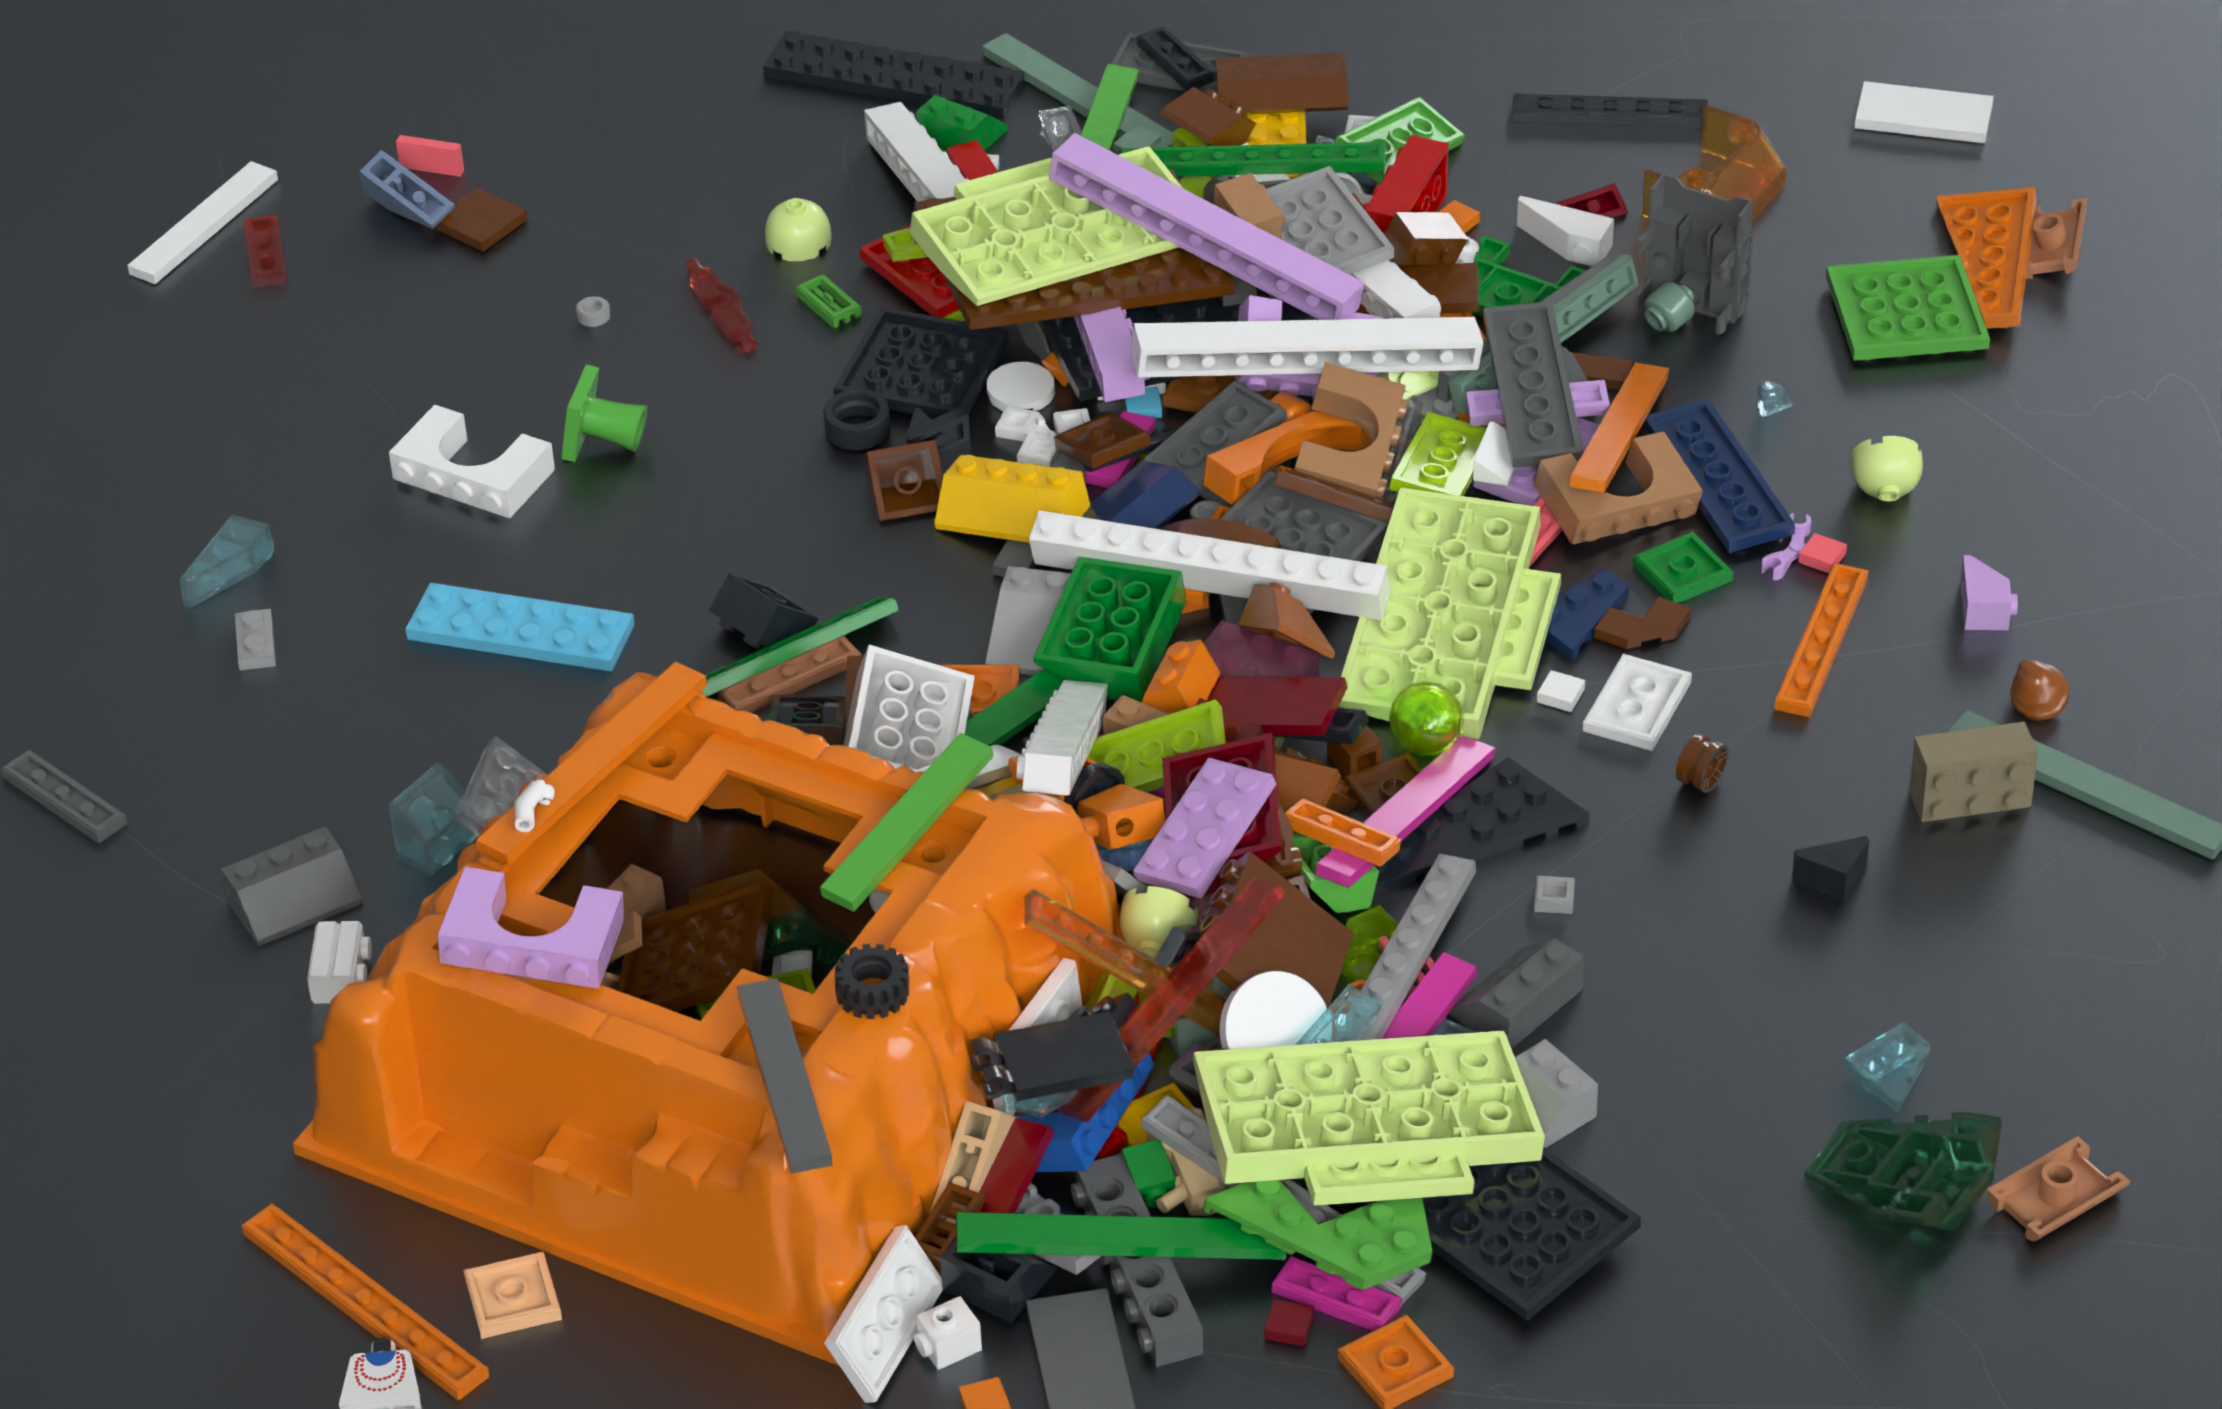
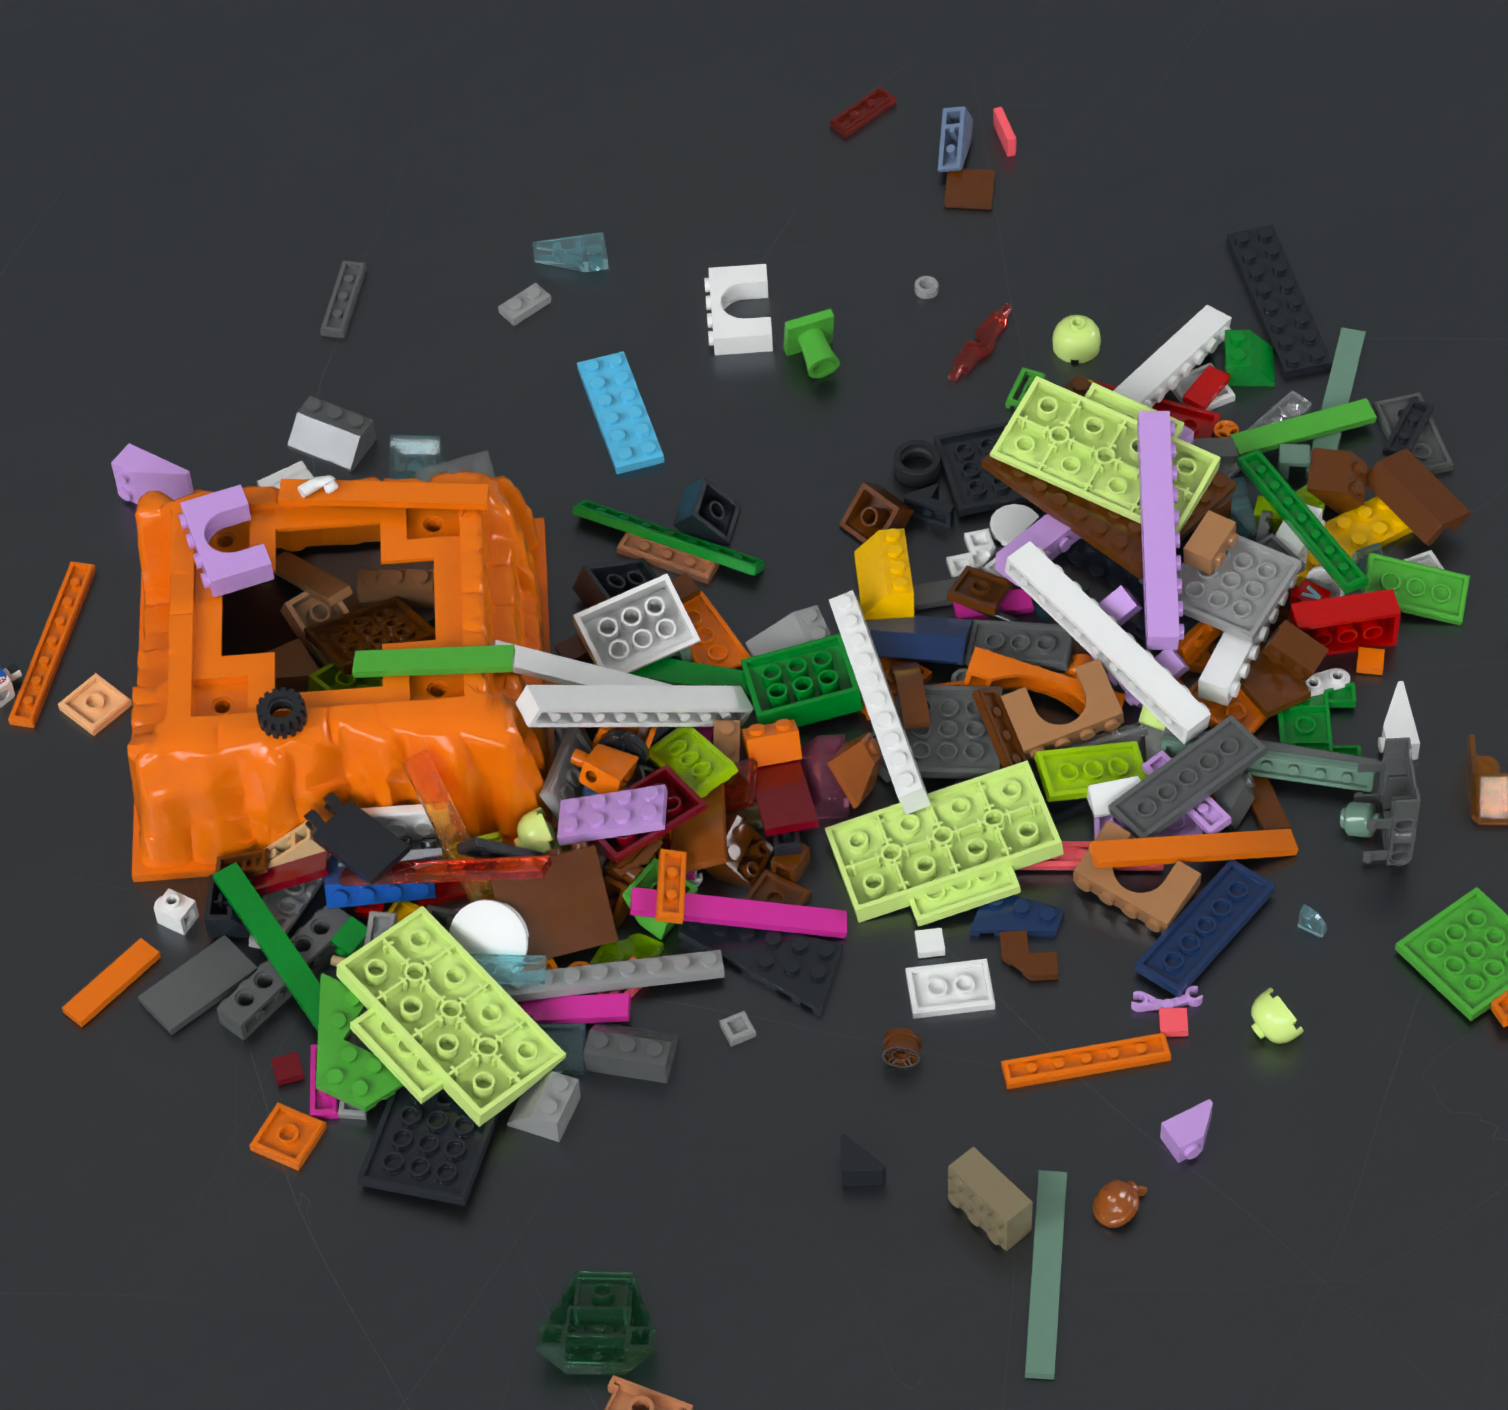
camera: 60 degrees right, 10 degrees up
(200, 1076) = (141, 471): none -> lavender slope
(202, 222) = (866, 70): white tile -> none
(784, 1076) = (186, 713): dark grey tile -> none
(883, 1312) = (148, 873): white tile -> none
(1426, 718) = (834, 882): clear neon green cylinder -> none
(1602, 201) = (1442, 728): dark red slope -> none
(1682, 568) = (1101, 952): green tile -> none
(1890, 1064) = (696, 1275): clear light blue wing -> none

